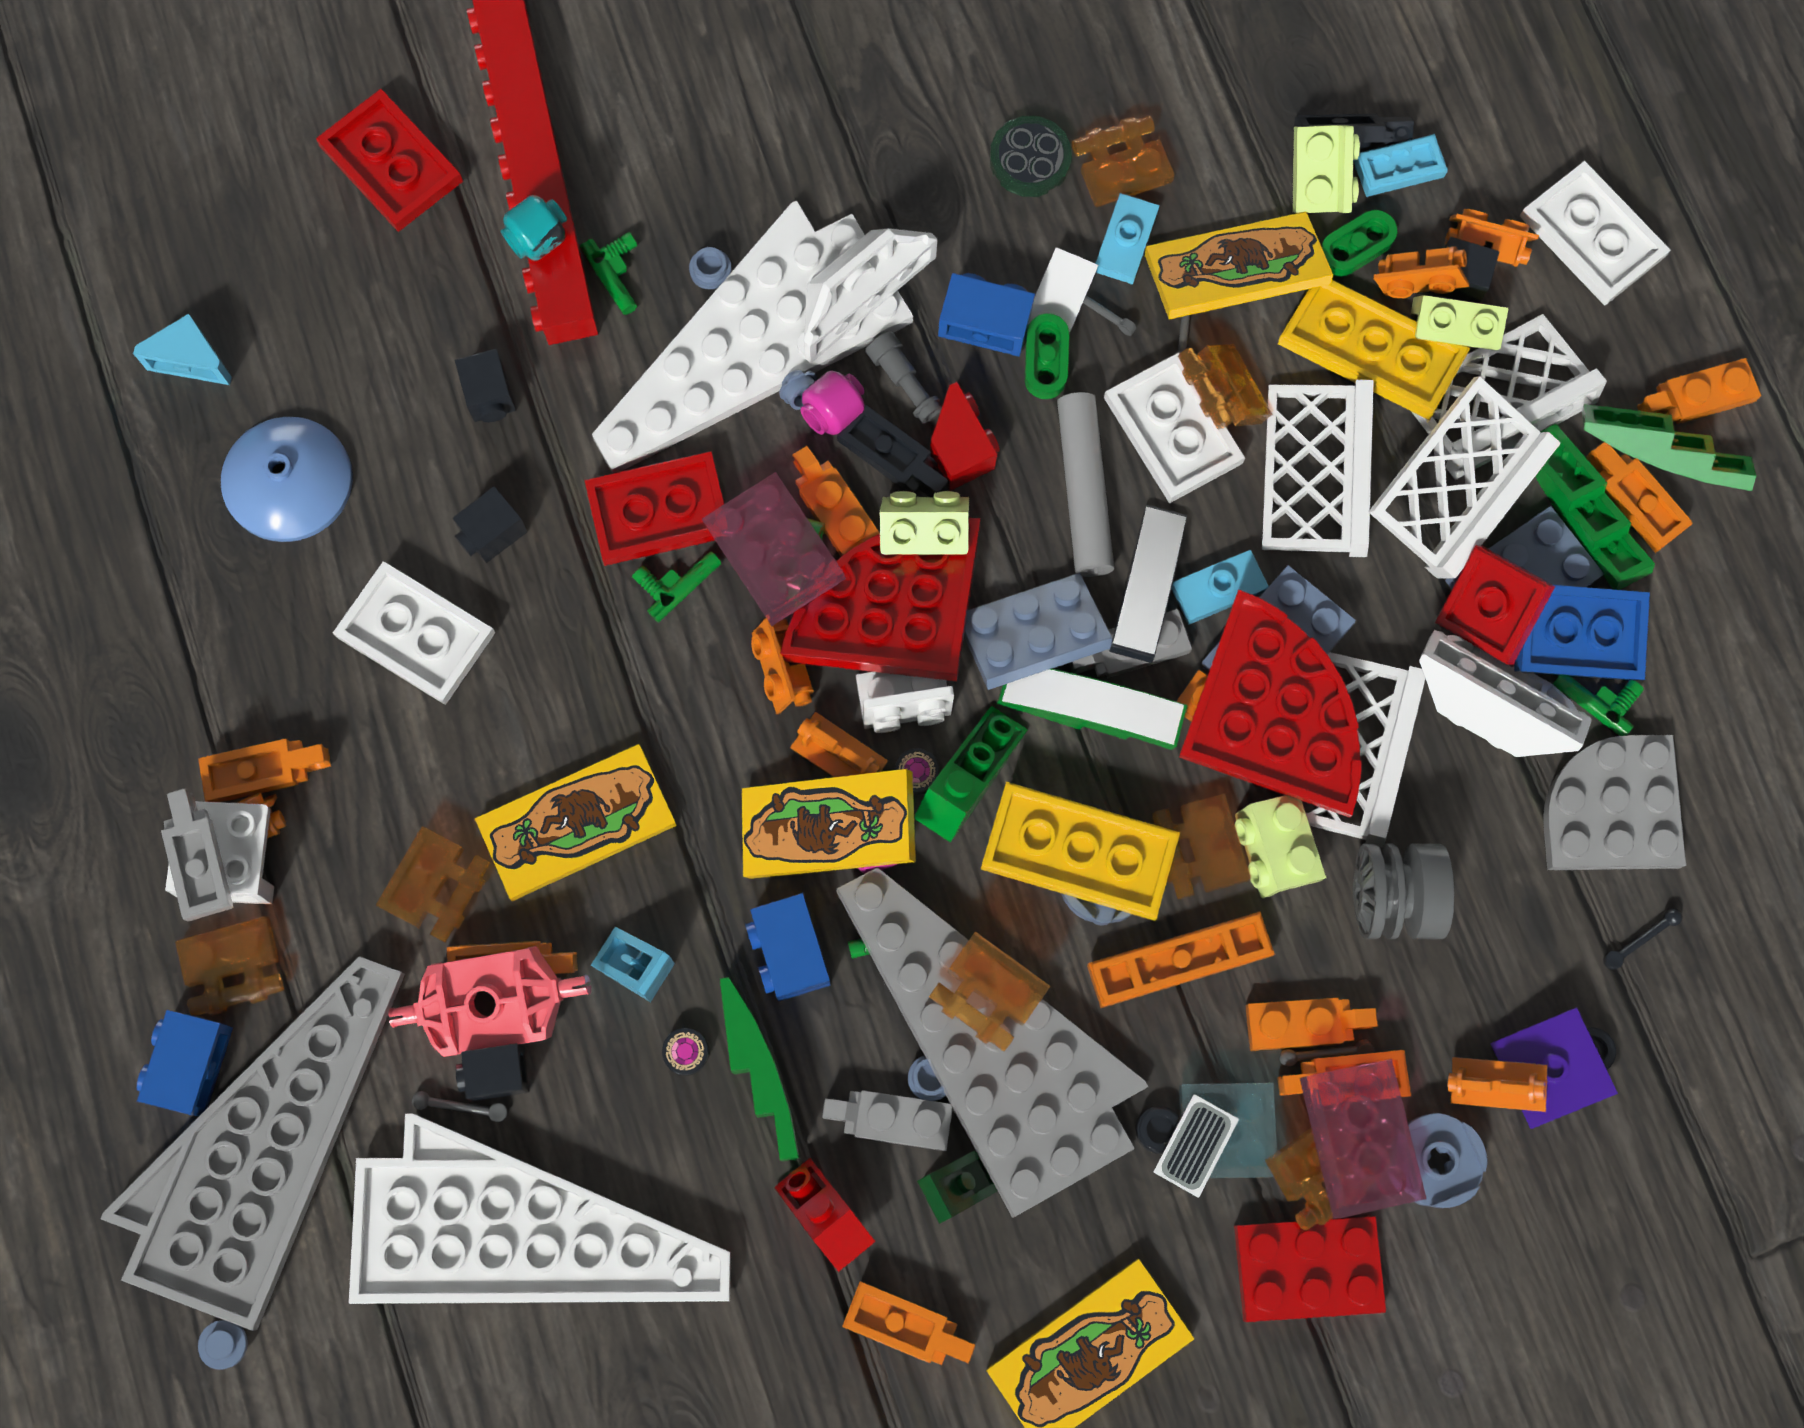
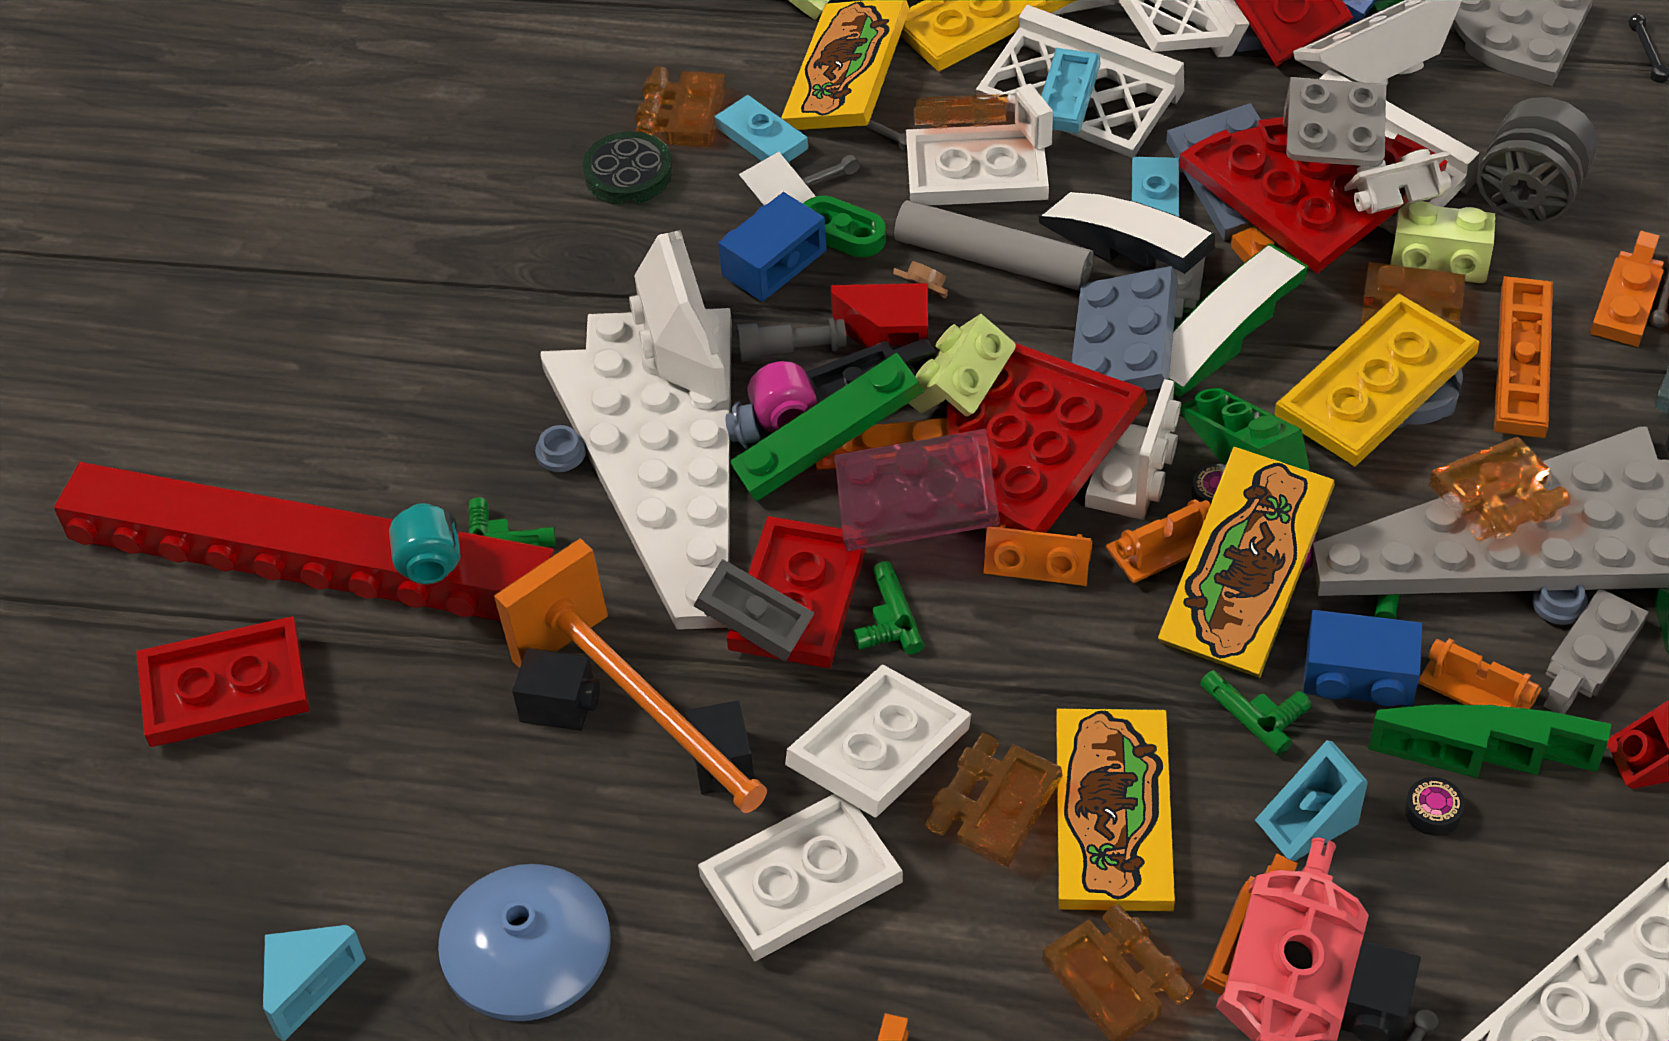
camera: 55 degrees left, 25 degrees down
(532, 747) = (1008, 805): none -> clear orange plate
(538, 347) = (561, 605): none -> orange tile
(542, 631) = (878, 740): none -> white plate
(597, 488) = (754, 610): none -> dark grey hinge
(713, 890) = (1259, 712): none -> green hose
(814, 451) = (827, 426): none -> green plate
(814, 1044) = (1471, 681): none -> orange hinge
(1015, 448) = (923, 274): none -> medium nougat plate
(1231, 448) = (1033, 116): none -> white tile
(1291, 461) = (1070, 87): none -> medium azure plate
(1307, 793) = (1416, 173): none -> white hinge
(1313, 704) = (1335, 121): none -> light grey bracket

